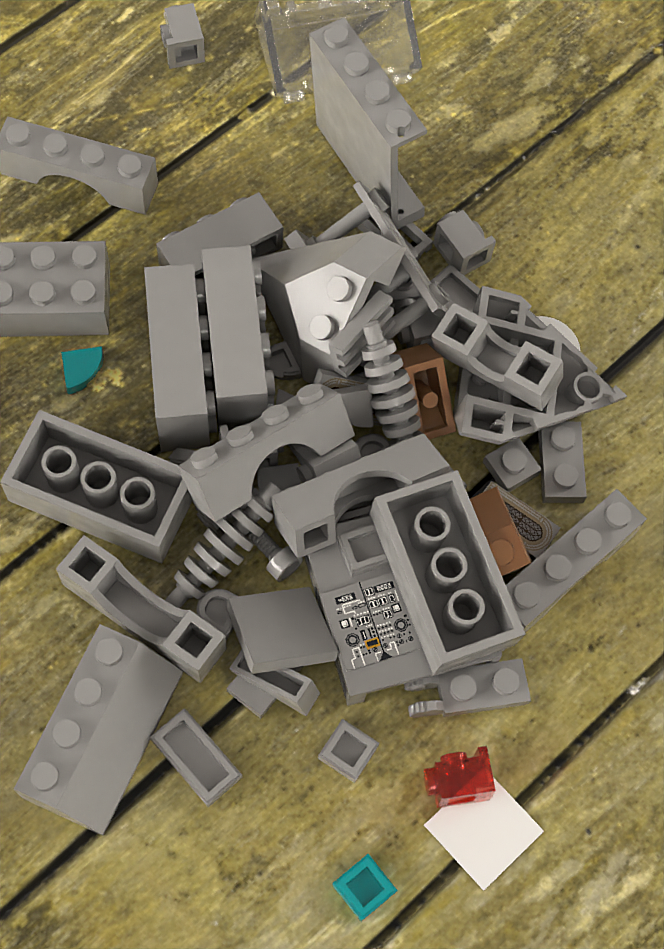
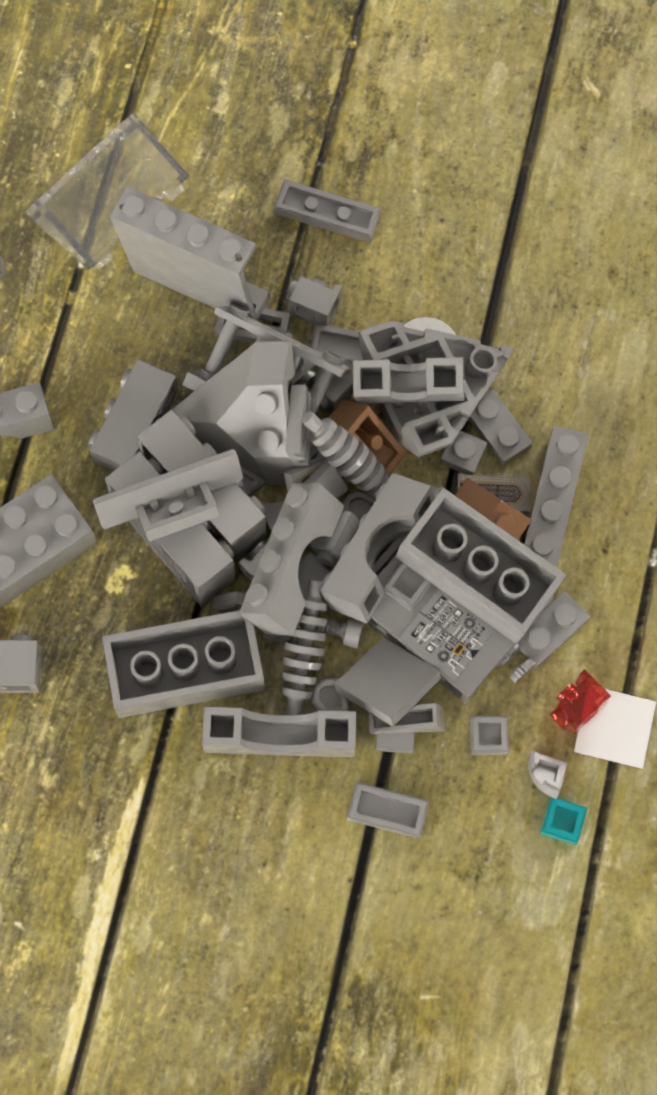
camera: 30 degrees left, 5 degrees up
(81, 367) = (97, 582): teal tile -> none
(99, 730) = (310, 836): light grey slope -> none
(189, 318) = (171, 499): none -> light grey bracket
(379, 827) = (546, 773): none -> light grey tile
(533, 175) = (327, 211): none -> light grey tile

